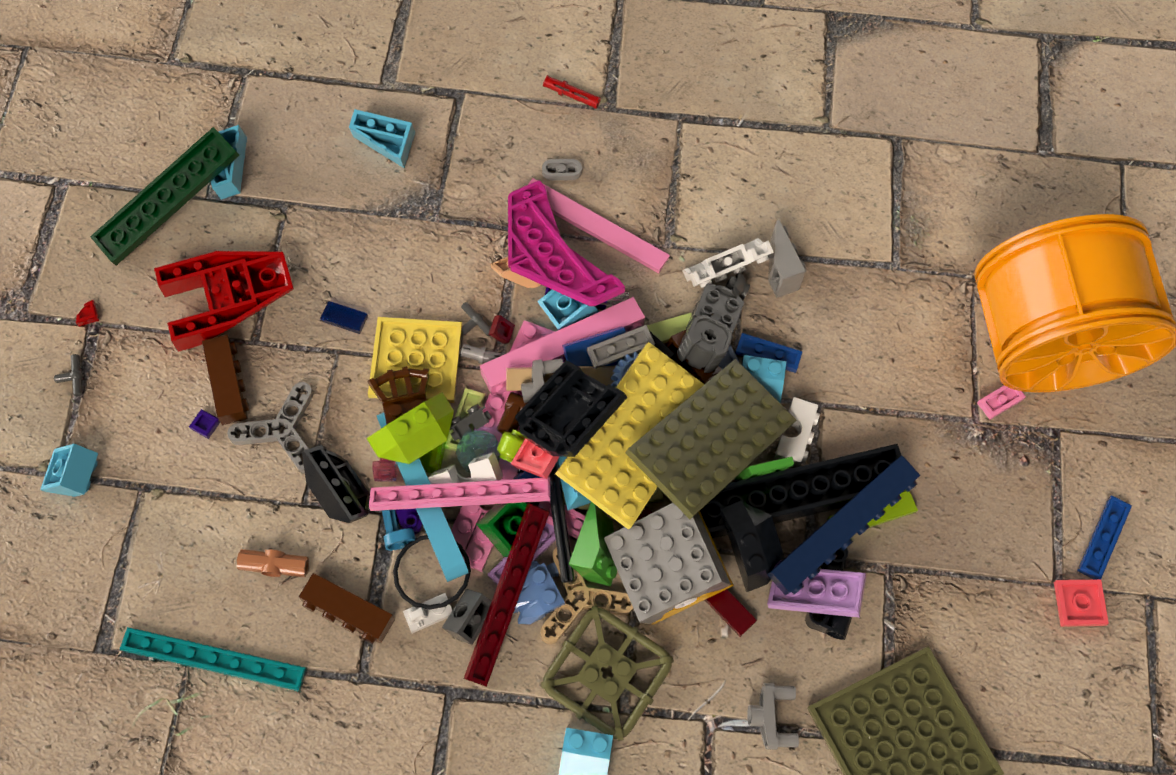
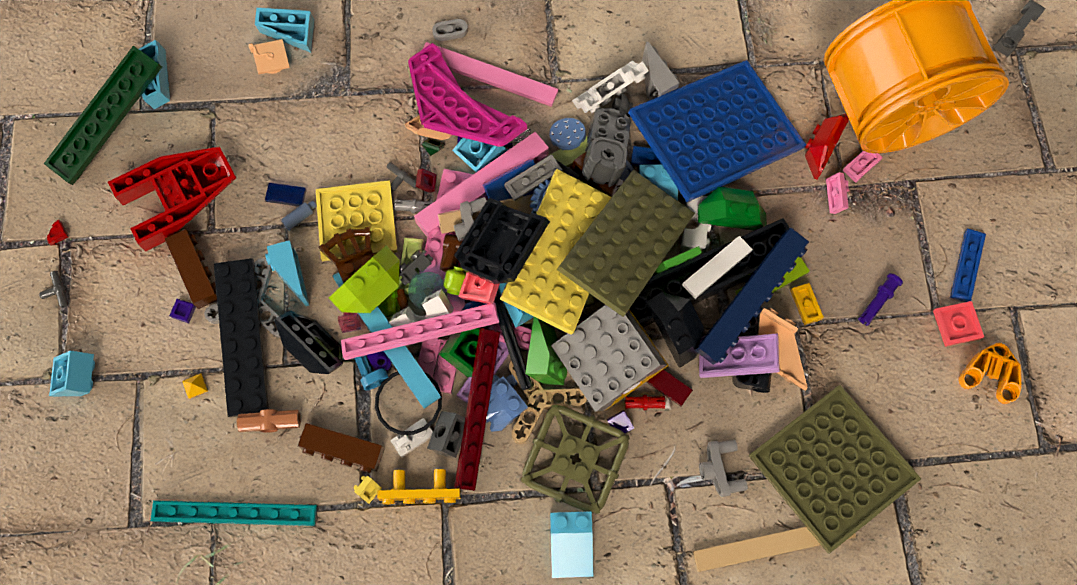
camera: 10 degrees left, 5 degrees up
(200, 509) = (195, 386): none -> yellow slope
(261, 465) = (241, 337): none -> black plate
(328, 392) = (285, 261): none -> medium azure slope
(353, 342) = (298, 215): none -> sand blue cylinder
(358, 164) = (270, 56): none -> light nougat hat
(366, 661) = (367, 489): none -> light yellow tile
(412, 678) = (429, 496): none -> yellow plate
(448, 455) = (402, 299): none -> reddish brown animal
(516, 293) = (432, 146): none -> dark green slope
(668, 640) = (621, 421): none -> plate
(670, 306) = (567, 133): none -> medium blue tile
(699, 623) = (645, 402): none -> red pin
(810, 485) = (717, 267): none -> white tile
(839, 332) = (716, 130): none -> blue plate
(840, 424) = (732, 209): none -> green wedge
(874, 603) = (789, 357): none -> light nougat piece
(907, 546) = (806, 304): none -> yellow plate
(961, 368) = (824, 143): none -> red wedge
(966, 424) = (837, 193): none -> bright pink hinge
(1000, 551) = (884, 293): none -> dark purple pin
(1131, 675) = (1010, 374): none -> light orange connector

